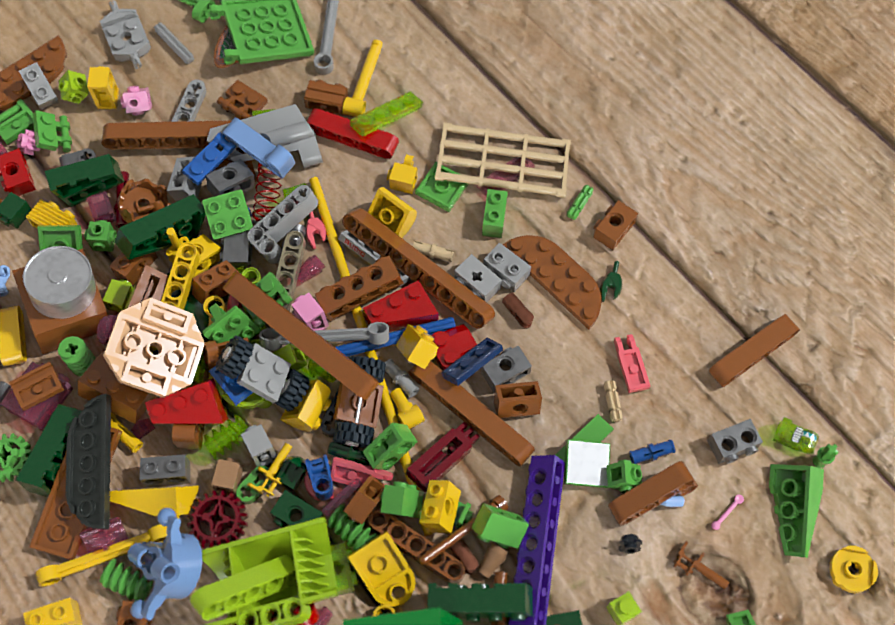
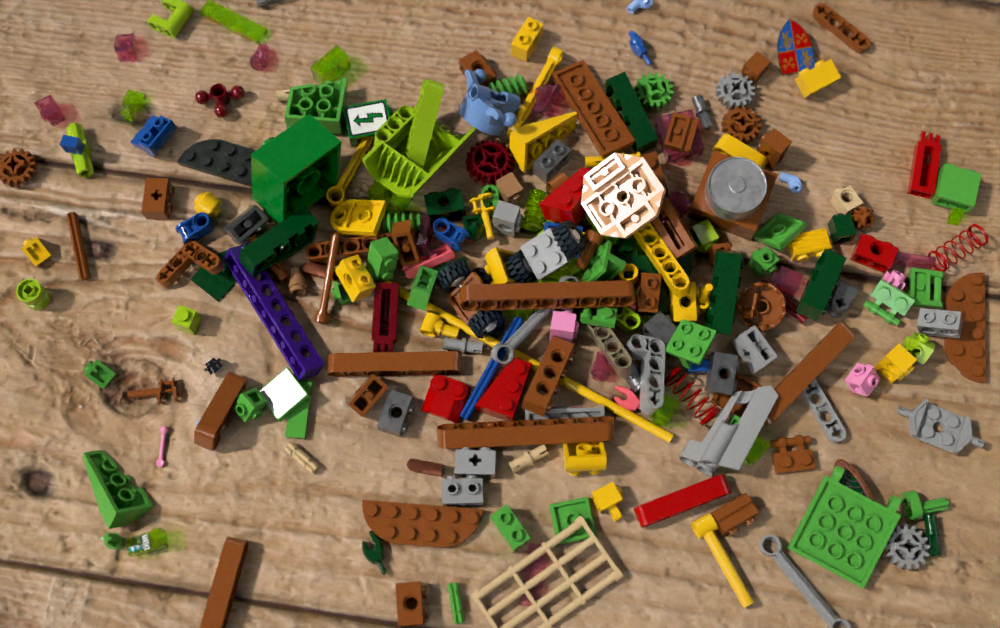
camera: 140 degrees right, 5 degrees up
(76, 355) = (680, 173): bright green piece -> none
(90, 463) = (594, 118): pearl dark grey plate -> none
(174, 43) = (899, 456): light grey axle -> none
(208, 159) = (751, 369): blue plate -> none
(272, 157) = (723, 408): medium blue beam -> none
(386, 113) = (672, 540): clear neon green plate -> none
(417, 346) = (467, 366): yellow brick -> none
(472, 361) = (420, 392): dark blue tile -> none
(499, 526) = (305, 298): bright green brick -> none
(632, 365) = (307, 496): coral hinge -> none
(652, 451) = (245, 442): blue pin -> none
(732, 437) = (194, 502): flat silver brick -> none
(842, 576) = (56, 482): yellow plate -> none

